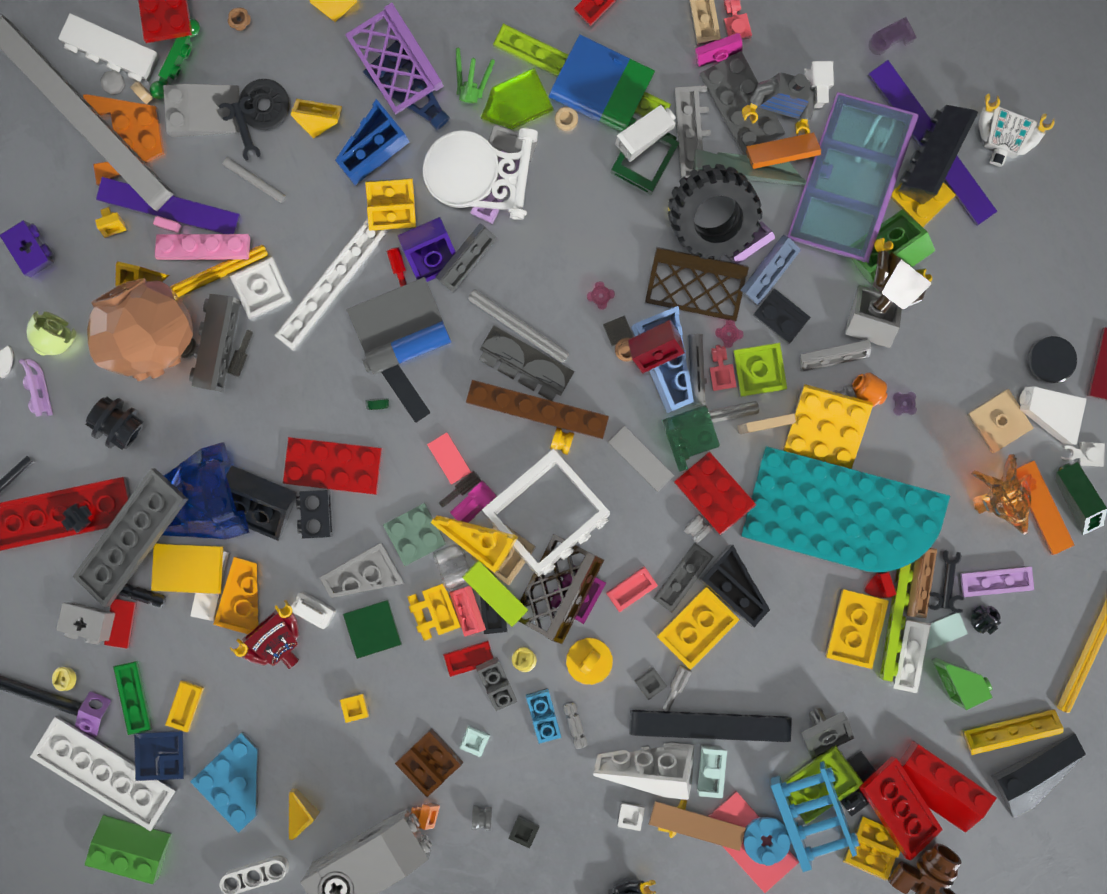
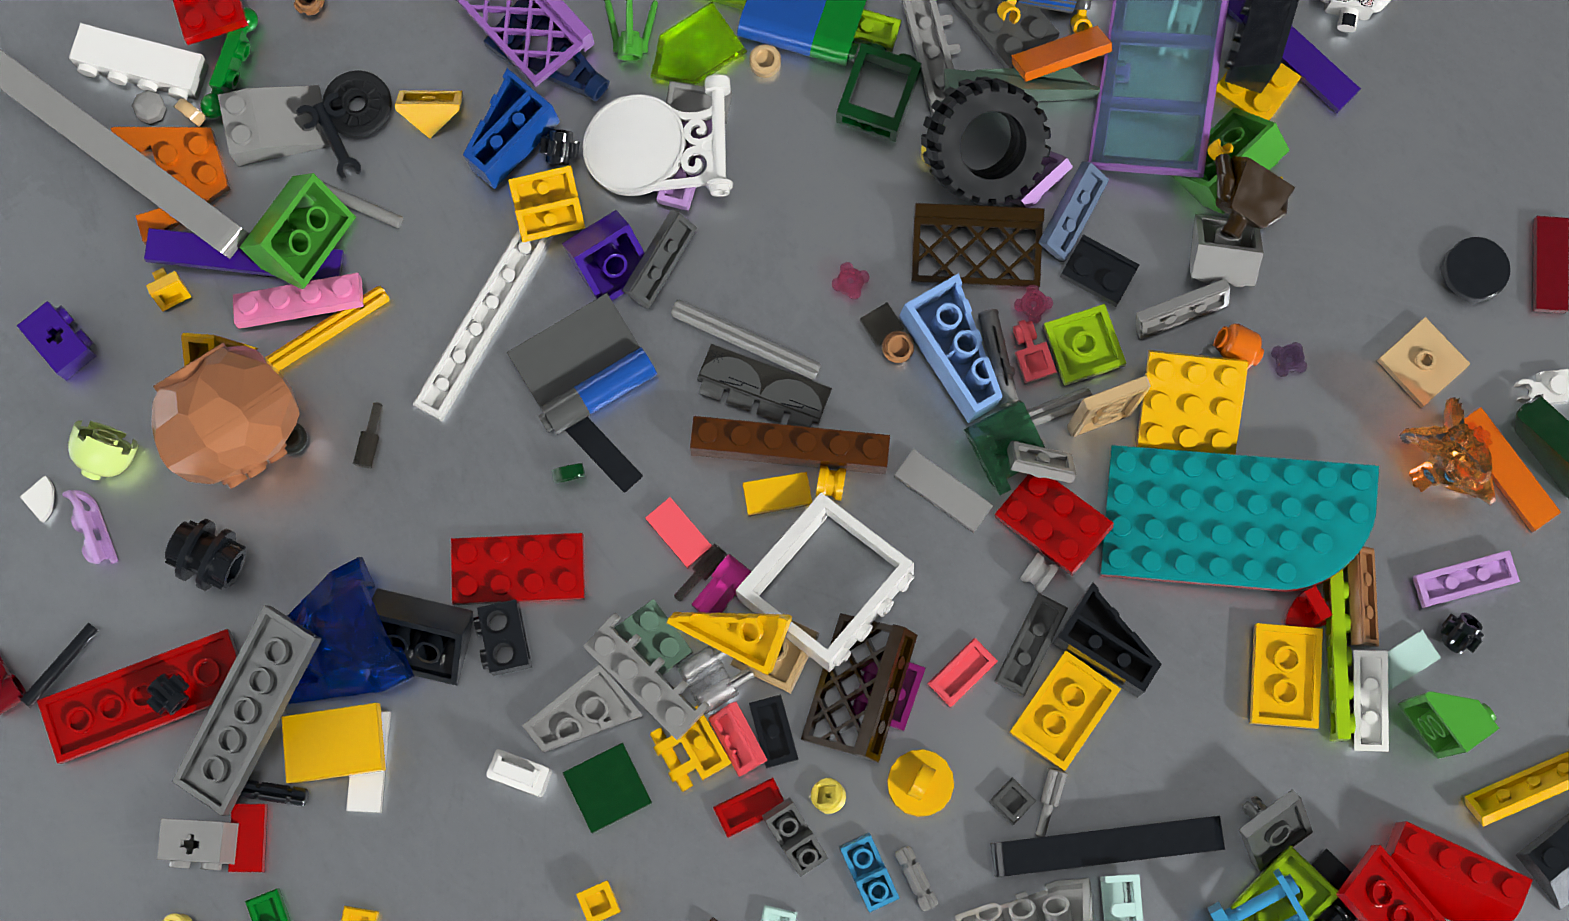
camera: 10 degrees left, 10 degrees down
(167, 224) = (246, 278): bright pink tile -> none
(209, 196) = (298, 230): none -> bright green slope
(216, 342) = (332, 424): dark grey slope -> none
(240, 598) = (413, 775): light orange wing -> none
(260, 287) = (385, 344): white tile -> none
(271, 640) = (467, 823): dark red torso -> none
(397, 264) = (567, 282): red axle -> none
(406, 162) = (559, 147): none -> black gear
(408, 560) = (643, 679): none -> light grey hinge
(495, 593) = (772, 706): lime tile -> none
(523, 441) = (777, 493): none -> yellow tile
(645, 132) = (873, 53): white slope -> none
(656, 346) = (938, 328): dark red panel -> none
(713, 451) = (1041, 462): none -> light grey plate
(947, 601) = (1402, 617): black bar -> none
(1054, 412) = (1494, 336): white slope -> none

